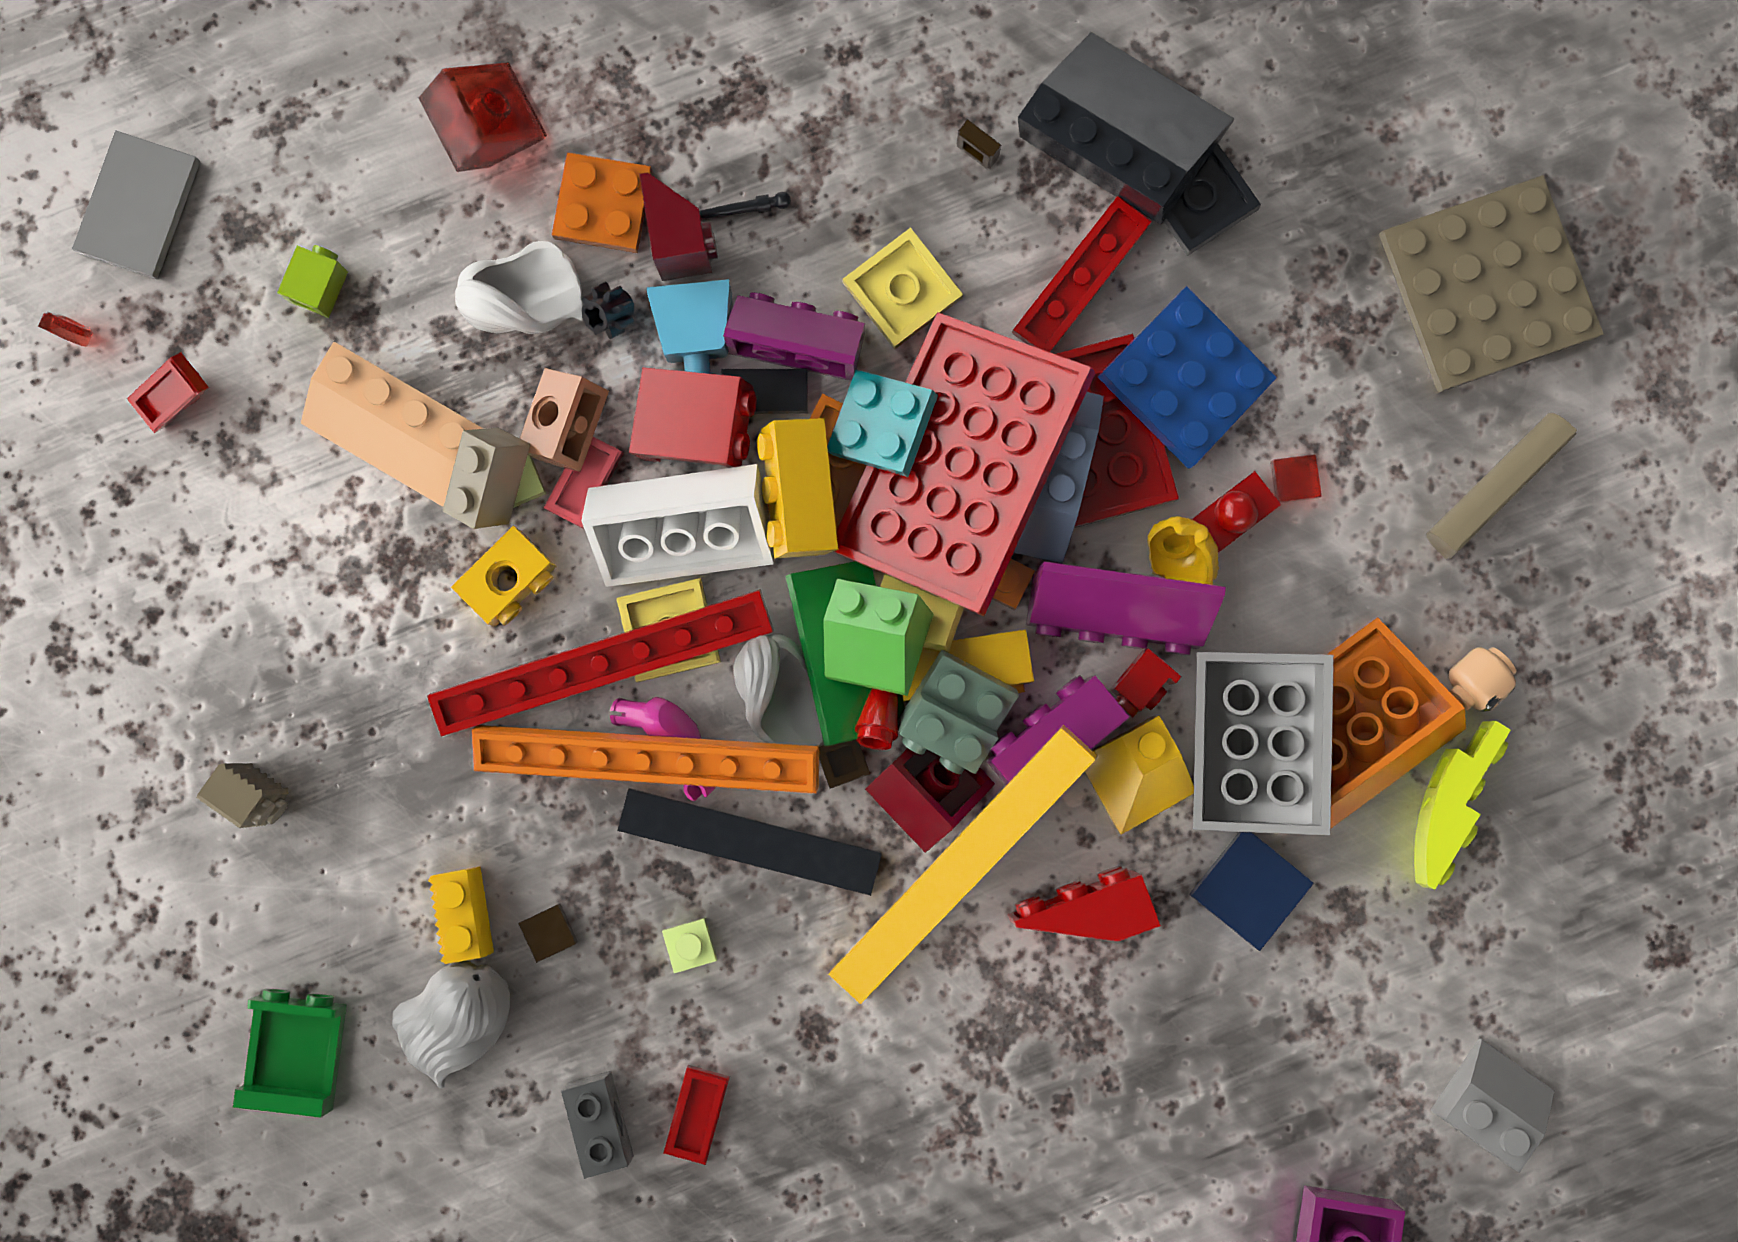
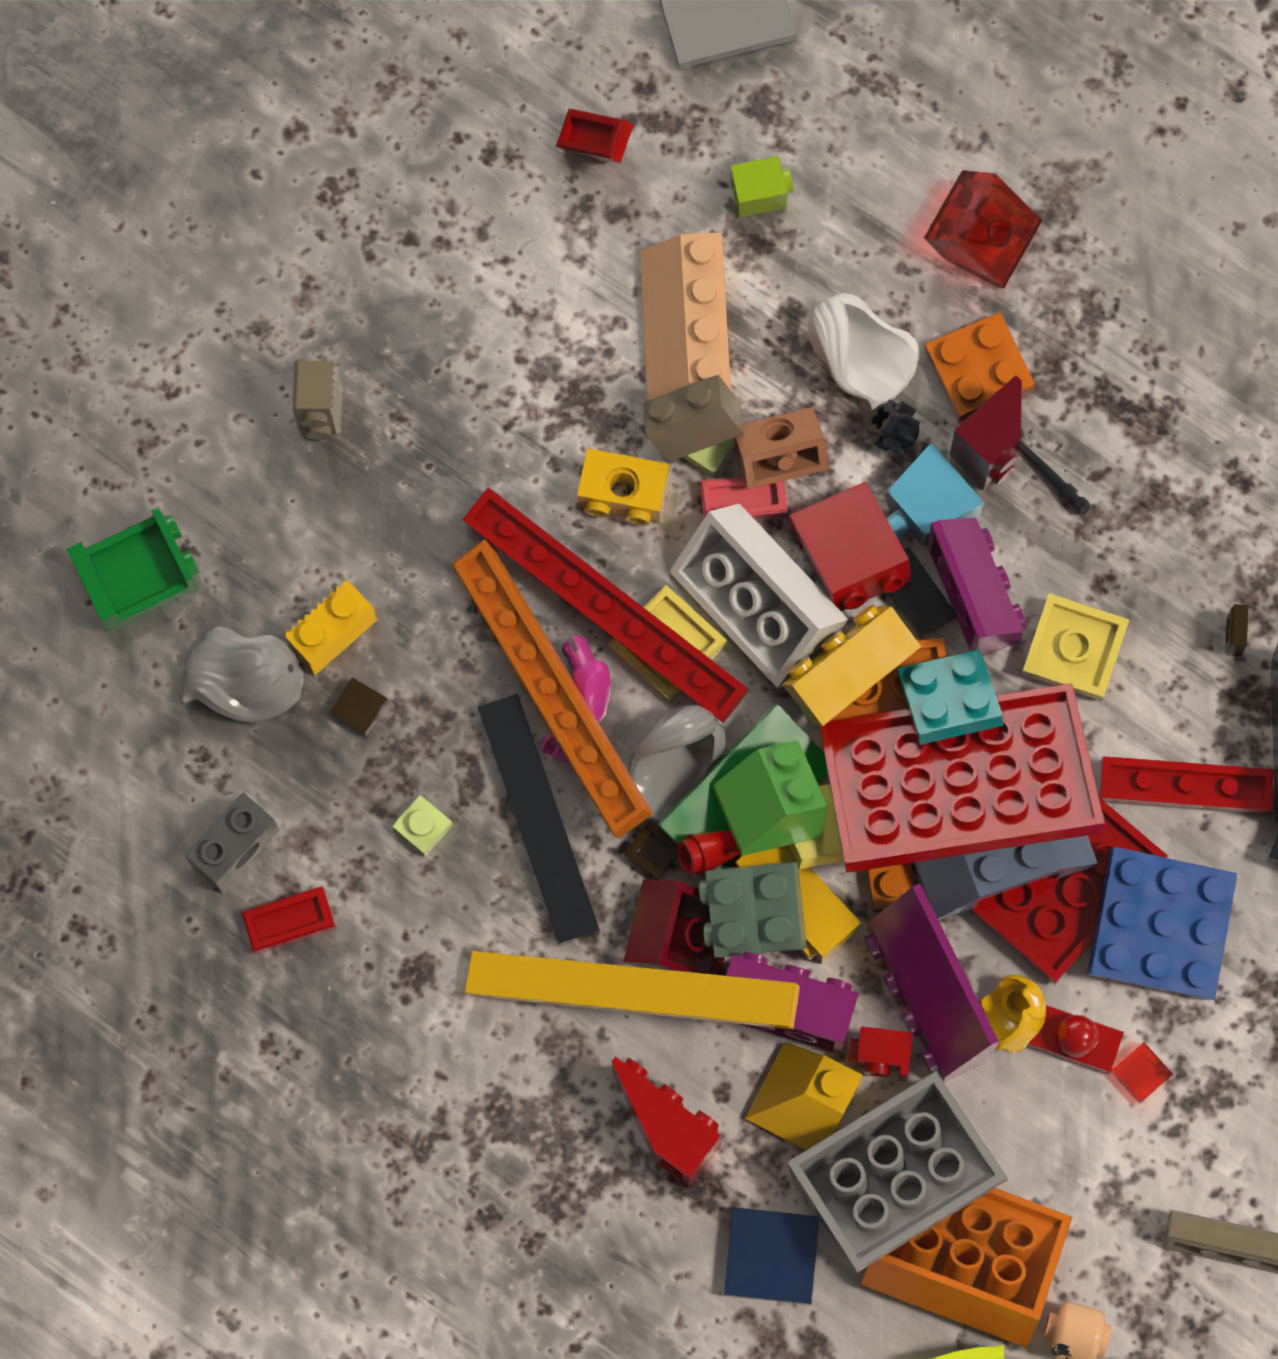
camera: 60 degrees right, 10 degrees down
(66, 328) = (593, 28): clear red tile -> none

